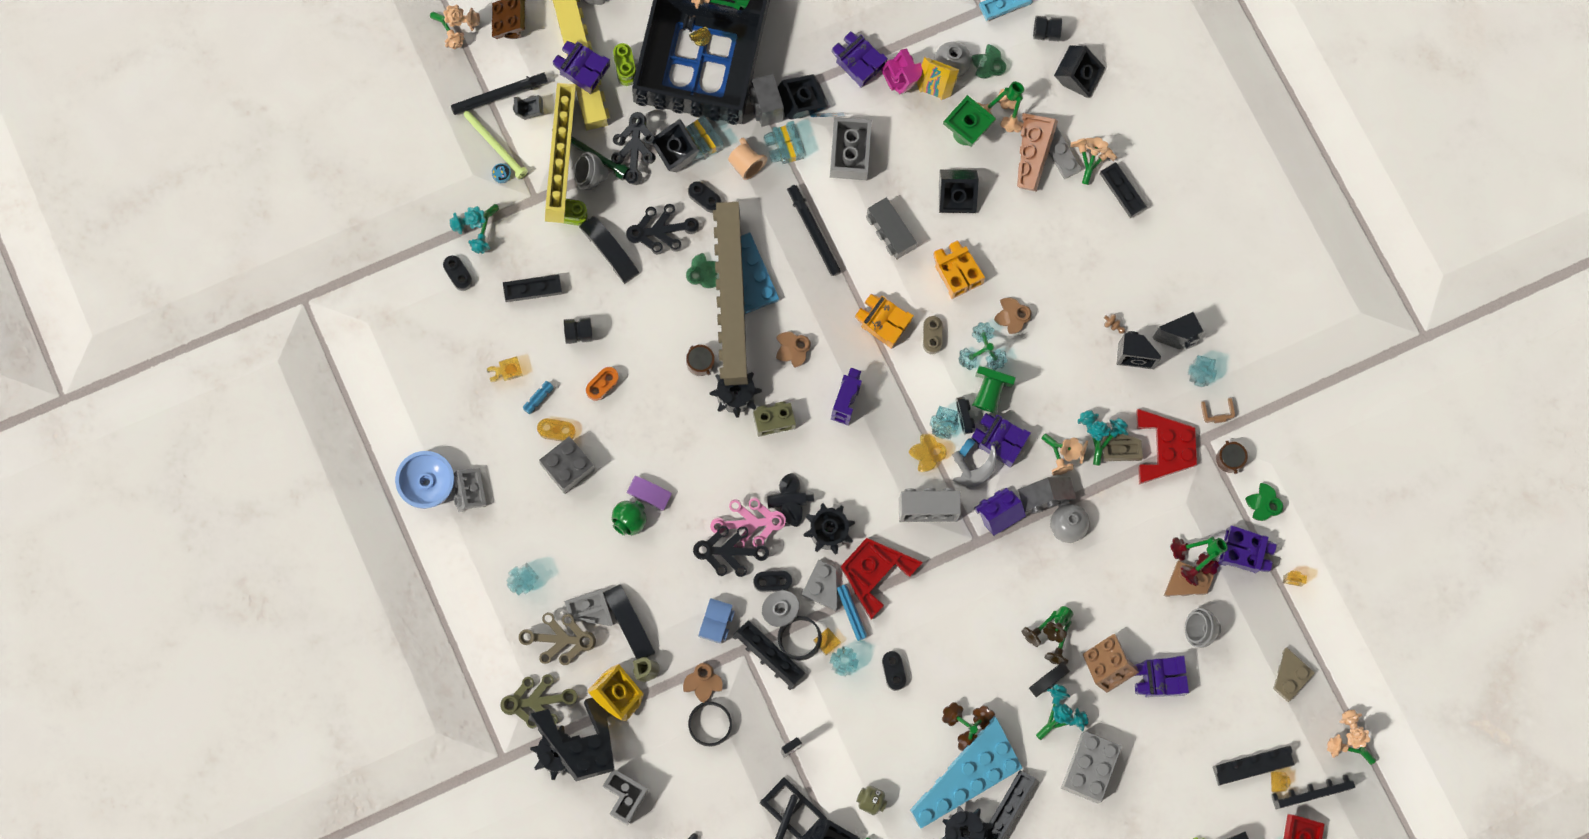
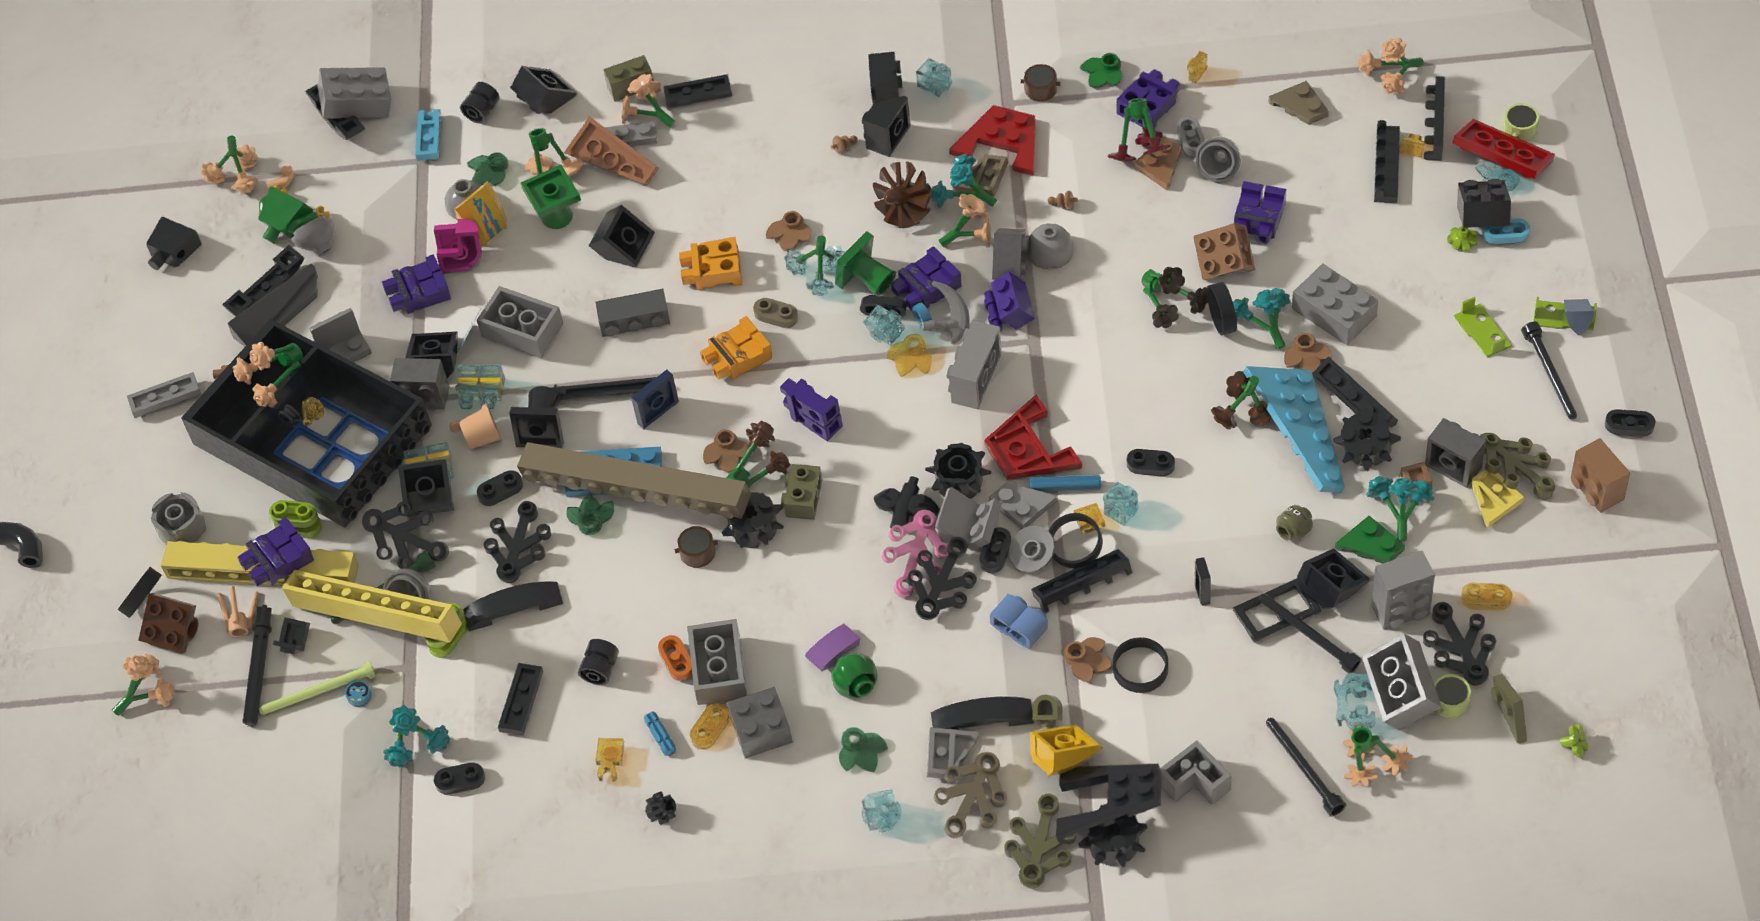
camera: 55 degrees left, 20 degrees down
(422, 467) = (706, 869): light blue dish -> none
(468, 489) = (740, 844): light grey bracket -> none
(475, 423) = (660, 808): none -> black gear
(527, 63) = (238, 624): none -> light nougat plant
(569, 548) = (863, 752): none -> clear green plate
(604, 415) = (717, 661): none -> light grey brick
(763, 201) = (539, 421): none -> black plant
(787, 26) = (341, 336): none -> light grey bracket
(788, 551) = (967, 519): none -> light grey bracket
(800, 370) = (759, 437): none -> reddish brown plant
(813, 278) = (655, 399): none -> dark blue tile
(1034, 759) = (1307, 356): none -> medium nougat plate
(1068, 394) = (905, 201): none -> reddish brown piece
(1114, 132) = (621, 75): none -> olive brick
(1120, 517) = (1061, 200): none -> medium nougat hair
(1219, 418) = (991, 85): medium nougat piece -> none
(1220, 597) = (1190, 139): none -> light grey plate

